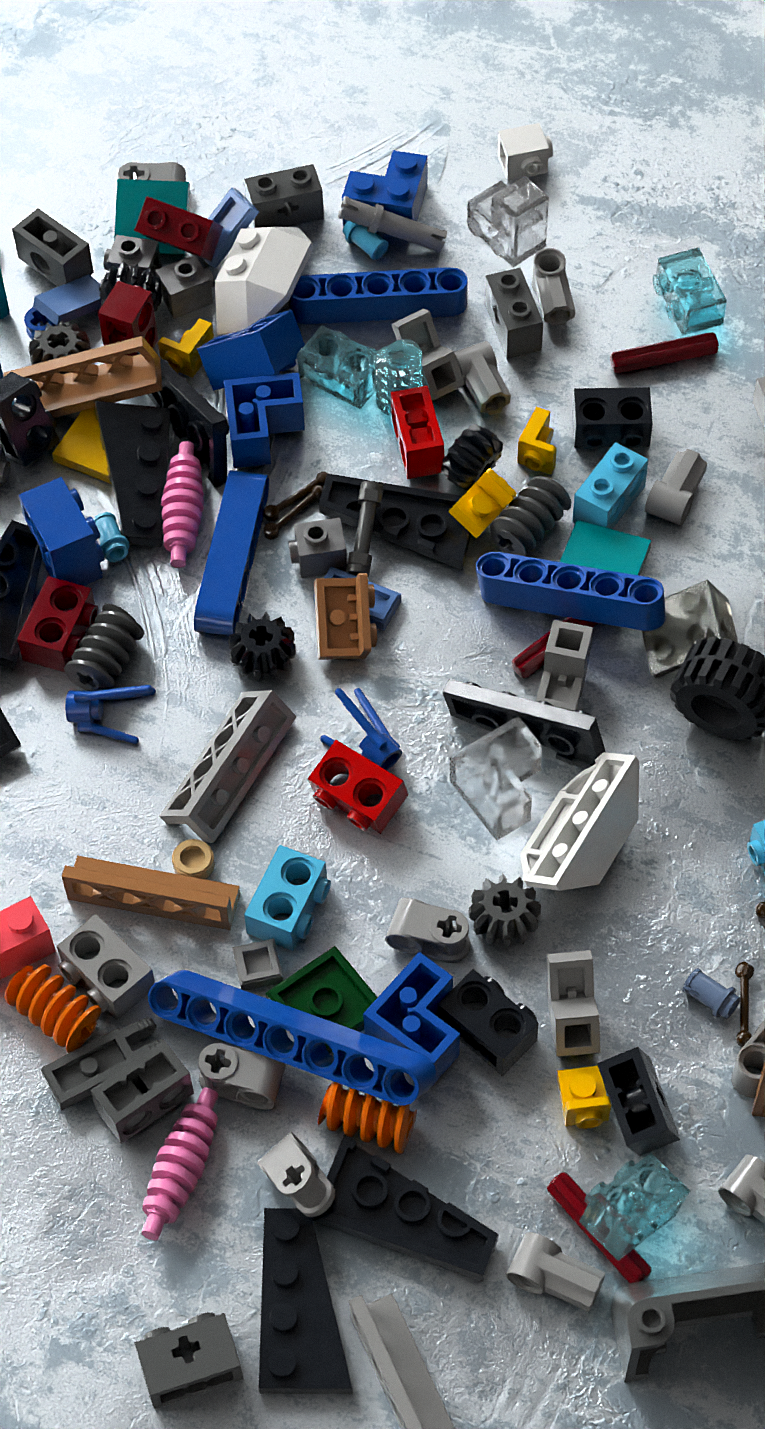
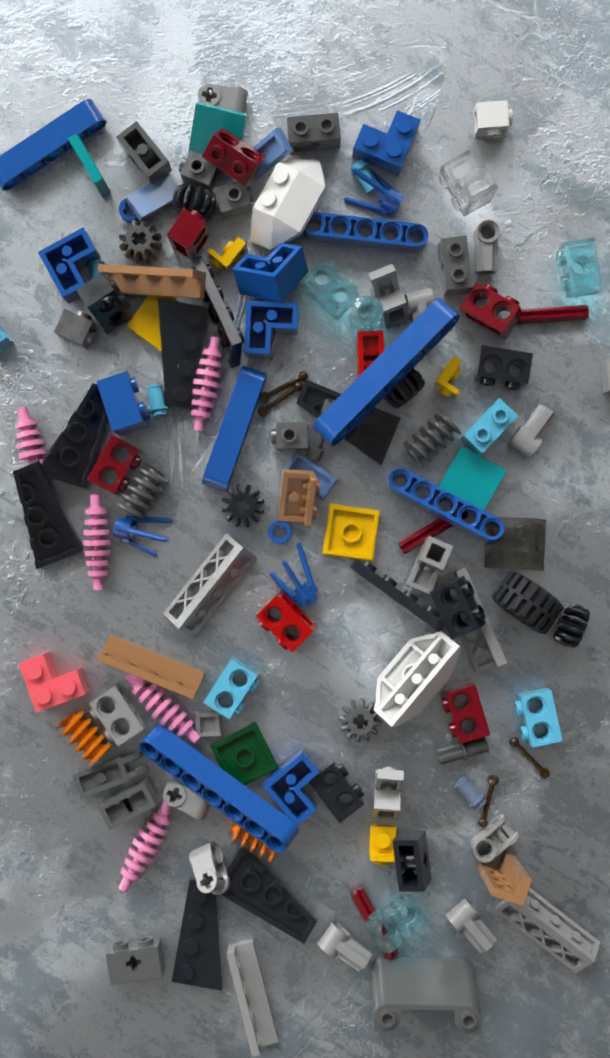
camera: 10 degrees right, 30 degrees up
(41, 729) = (96, 531): none -> bright pink piece
(178, 943) = (162, 707): none -> bright pink piece
(193, 859) = (179, 647): tan tile -> none
(328, 667) = (282, 524): none -> blue bush
(392, 224) = (375, 169): light grey pin -> none
(402, 255) = (389, 199): none -> blue plant
(428, 930) = (307, 721): light grey piece -> none
(430, 657) = (351, 532): none -> yellow tile
(440, 423) = (386, 372): none -> blue beam
(483, 502) = (402, 426): yellow bracket -> none
(577, 352) = (487, 315): none -> dark red brick
(617, 713) = (451, 609): none -> black brick
(663, 739) = (486, 630): none -> light grey fence
(681, 869) = (471, 710): none -> dark red brick
(682, 930) = (462, 751): none -> dark grey axle

